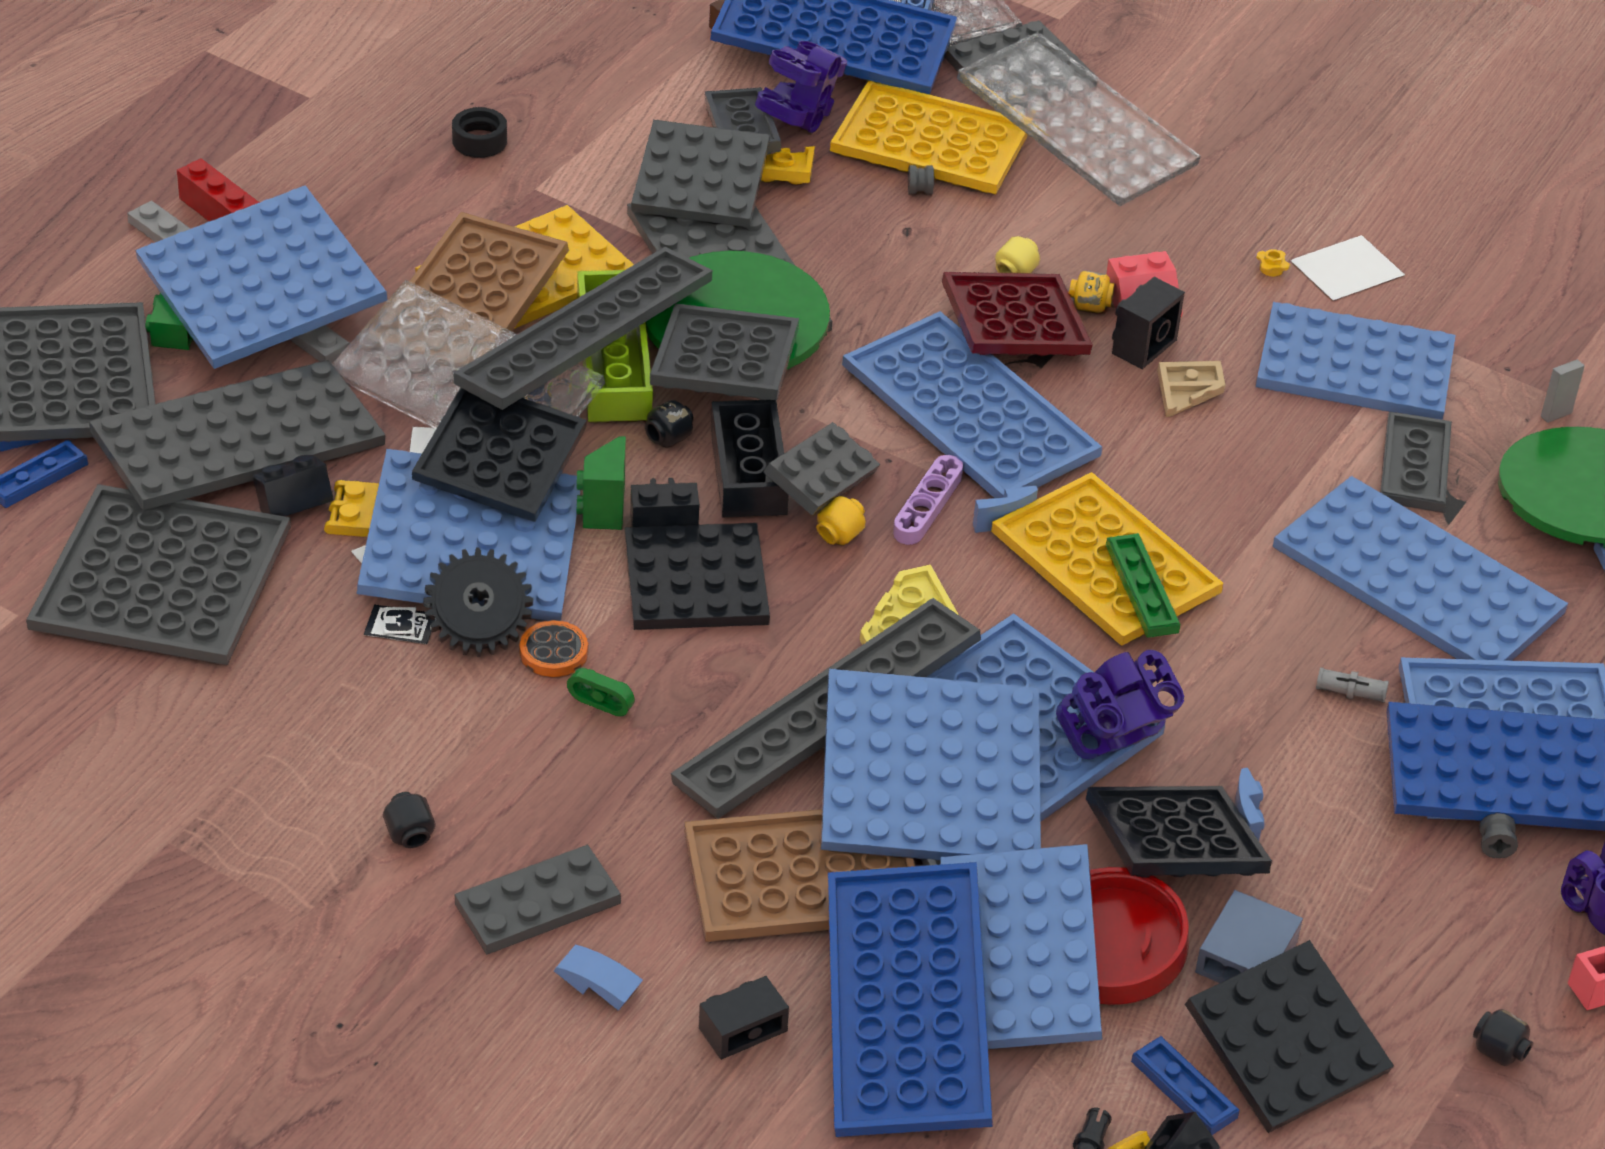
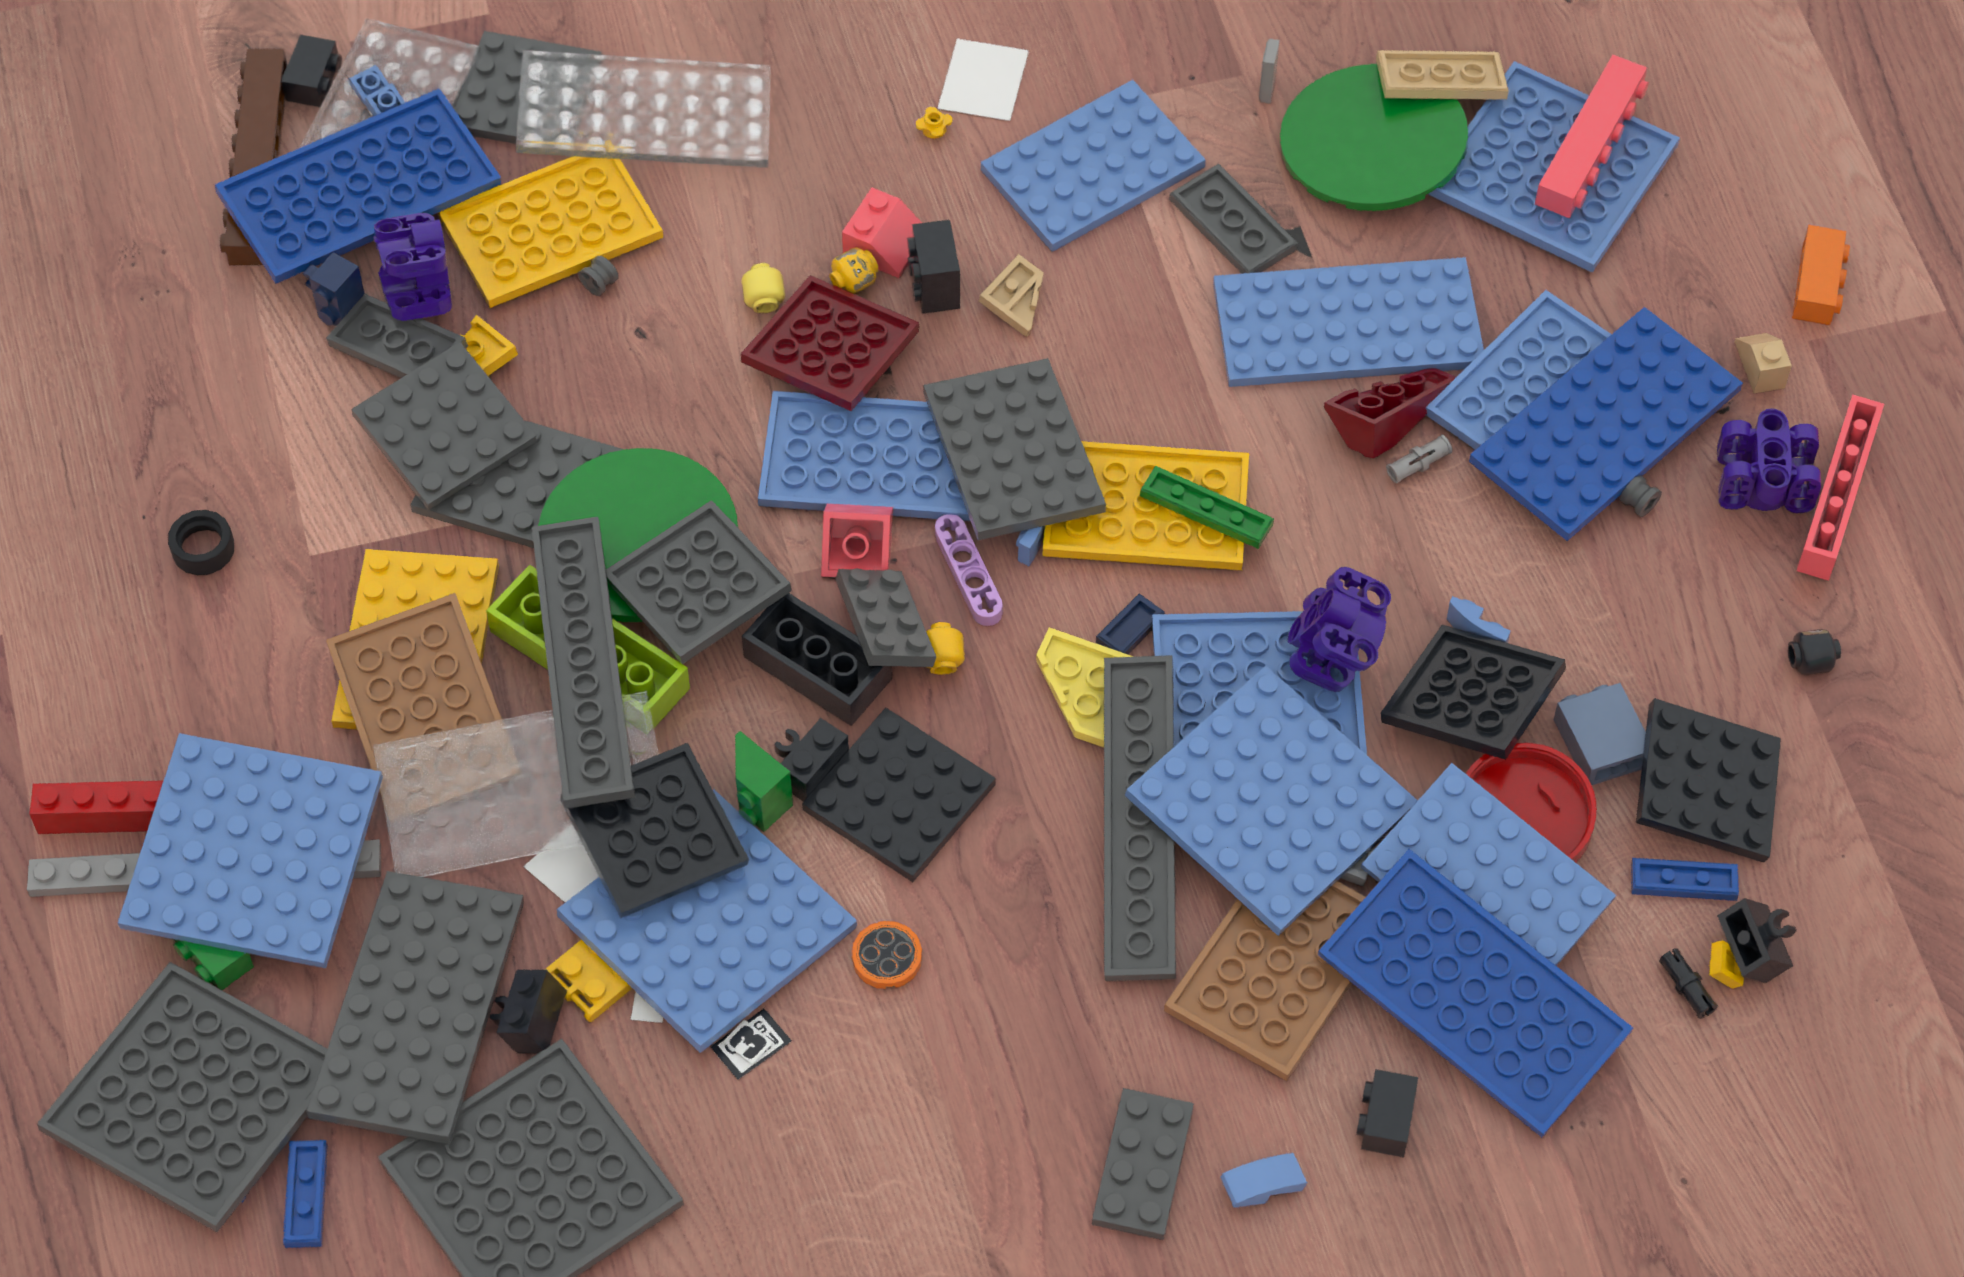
camera: 45 degrees left, 15 degrees up
(409, 819) = (988, 1195): black head -> none
(474, 624) = (783, 983): black gear -> none
(601, 692) = (963, 961): green plate -> none
(669, 423) = (717, 681): black head -> none
(740, 64) = (334, 287): none -> dark blue brick
(877, 421) = (856, 538): none -> coral slope
(988, 612) = (1129, 625): none -> dark blue tile
(1051, 451) = (1013, 449): none -> dark grey plate
(1352, 638) = (1385, 414): none -> dark red wedge

